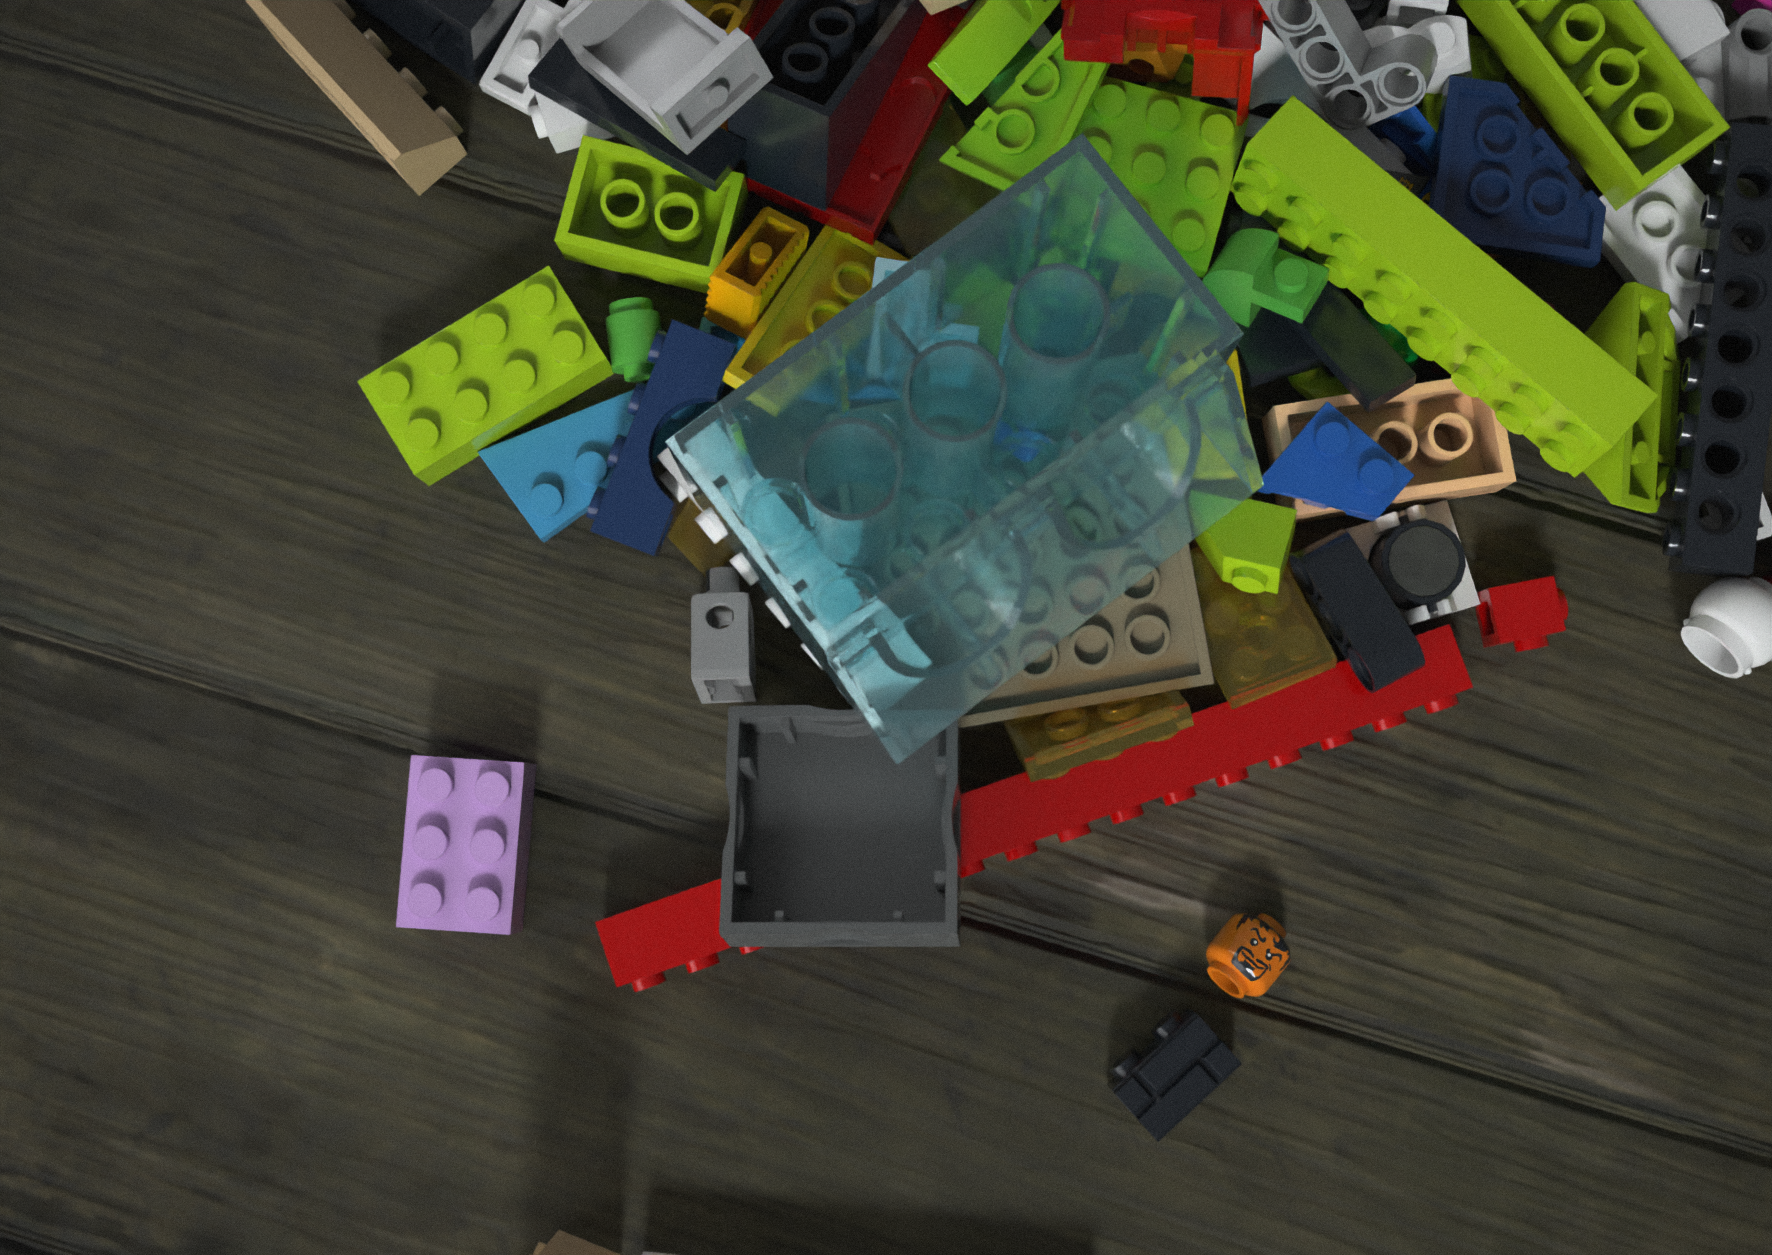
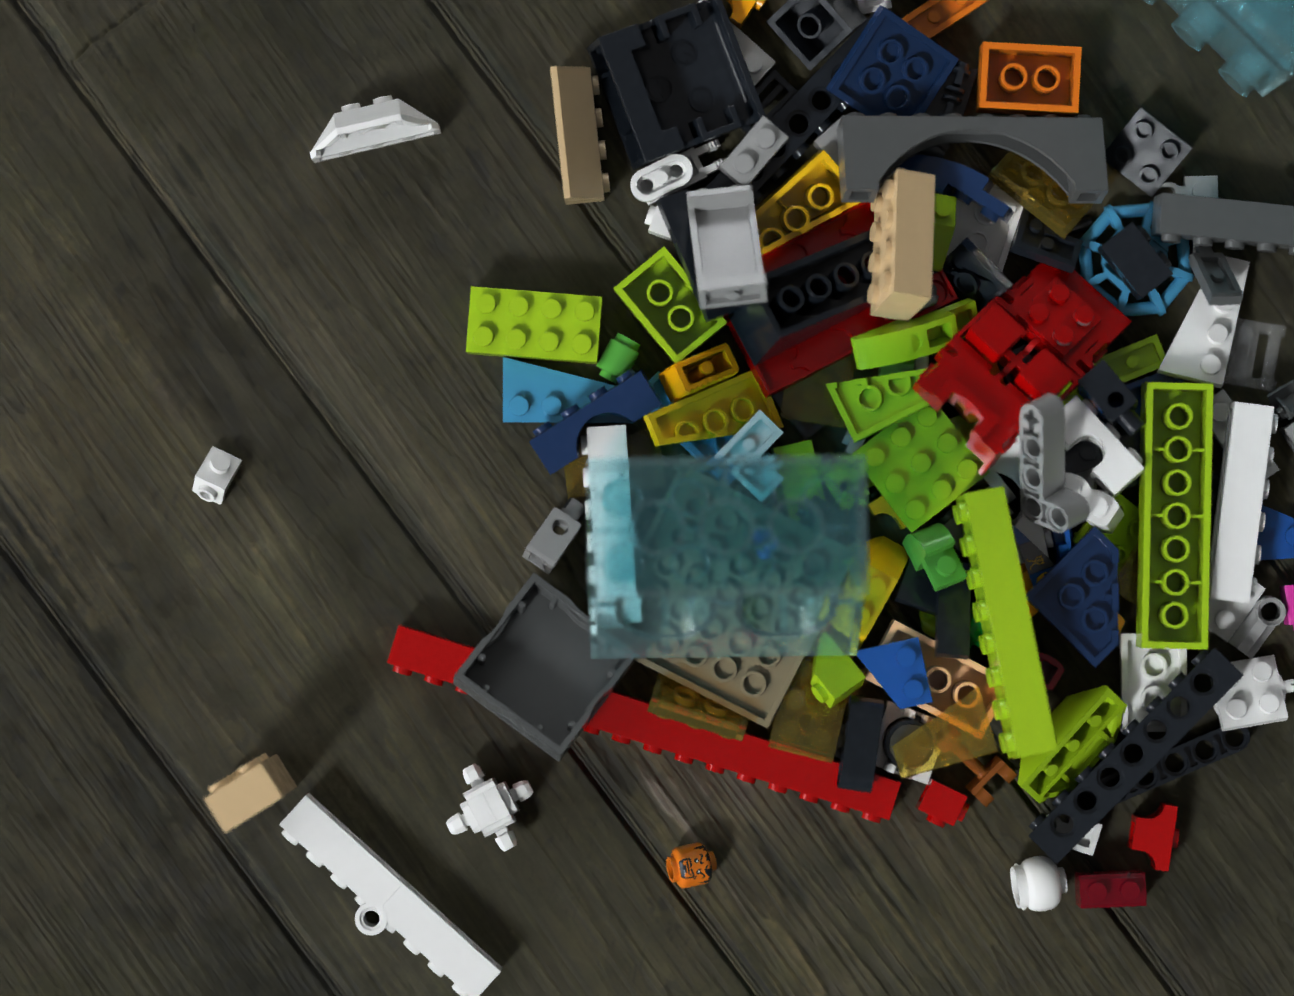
camera: 40 degrees right, 5 degrees up
(77, 277) = (371, 127): none -> white wedge
(193, 903) = (215, 475): none -> white bracket
(466, 845) = (364, 543): lavender brick -> none
(510, 56) = (661, 178): none -> white plate
(910, 1084) = (489, 807): none -> white piece
(1172, 1072) = (614, 892): black brick -> none
(1467, 519) = (984, 774): none -> dark orange bar
(1474, 510) = (948, 739): none -> clear yellow wing

